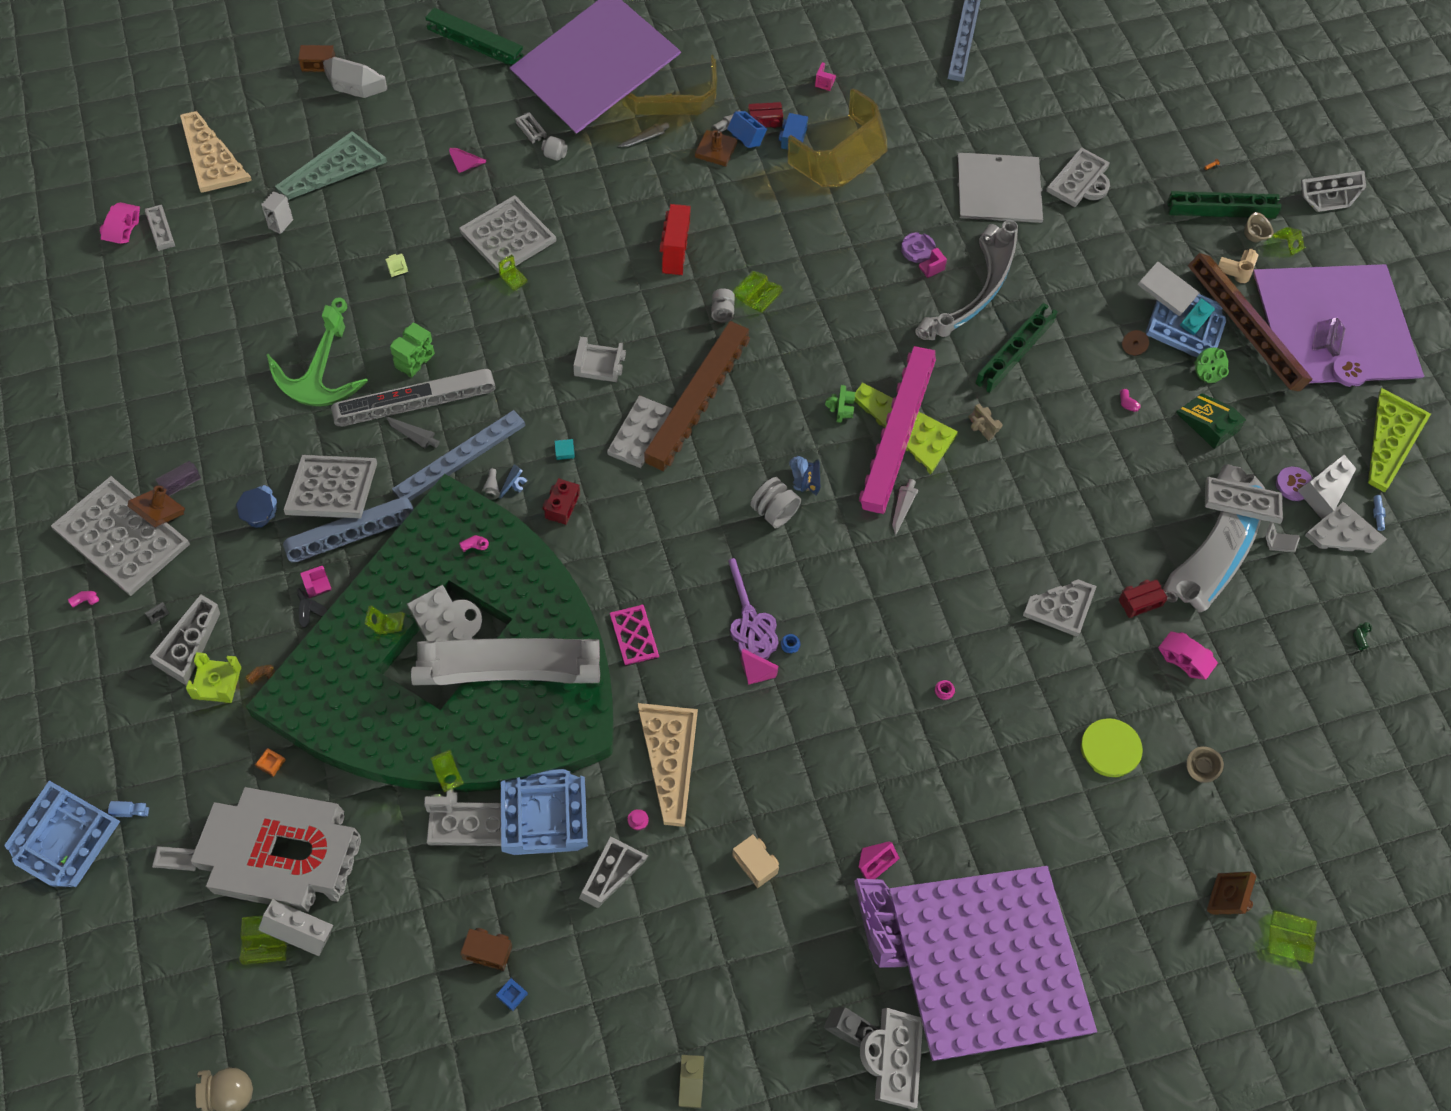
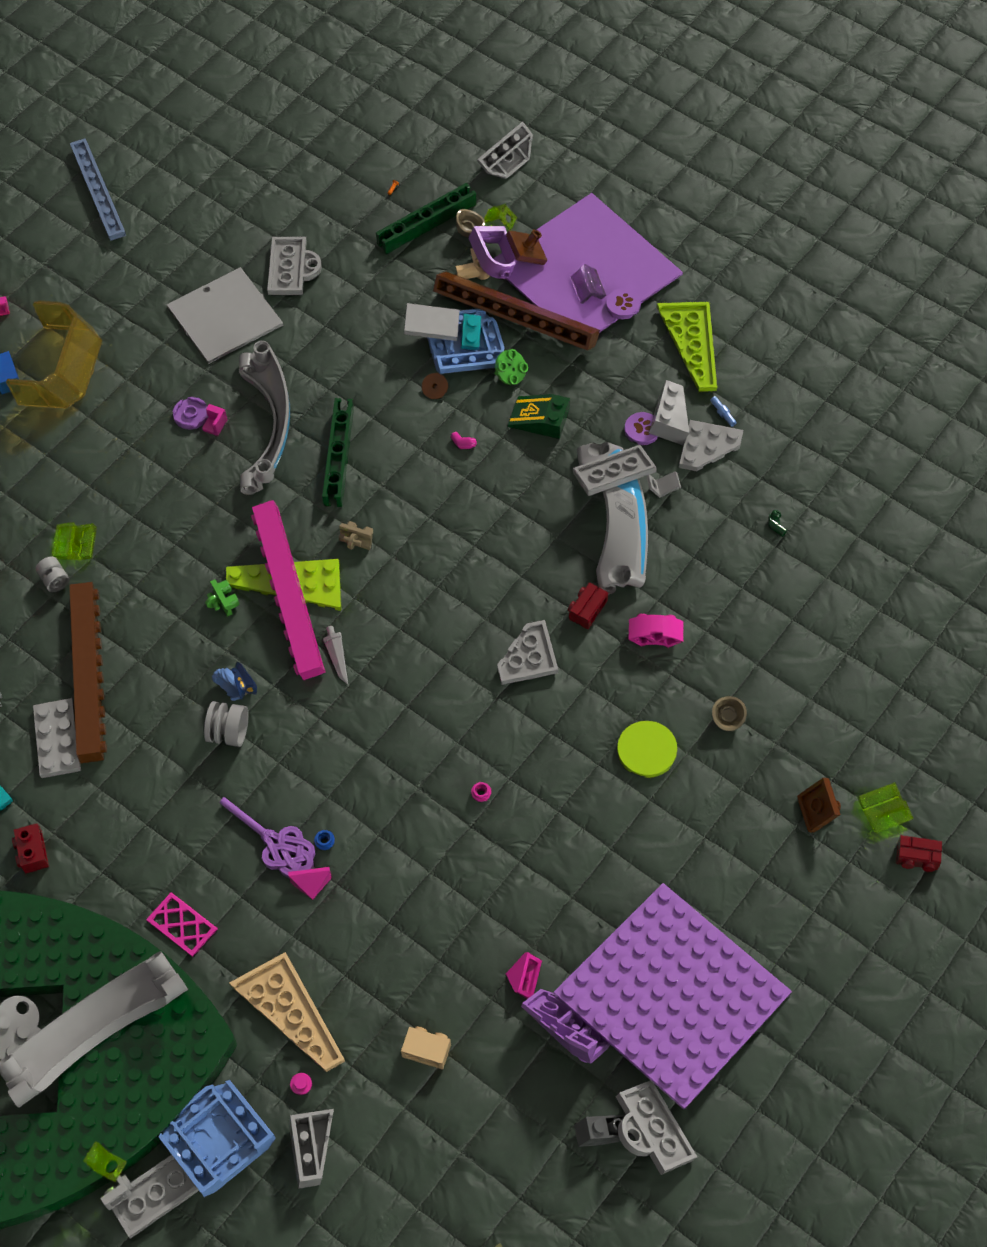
camera: 30 degrees left, 0 degrees up
(1273, 249) = (492, 234): none -> medium lavender window
(1295, 275) = (527, 246): none -> reddish brown tile
(1296, 995) = (919, 853): none -> dark red brick

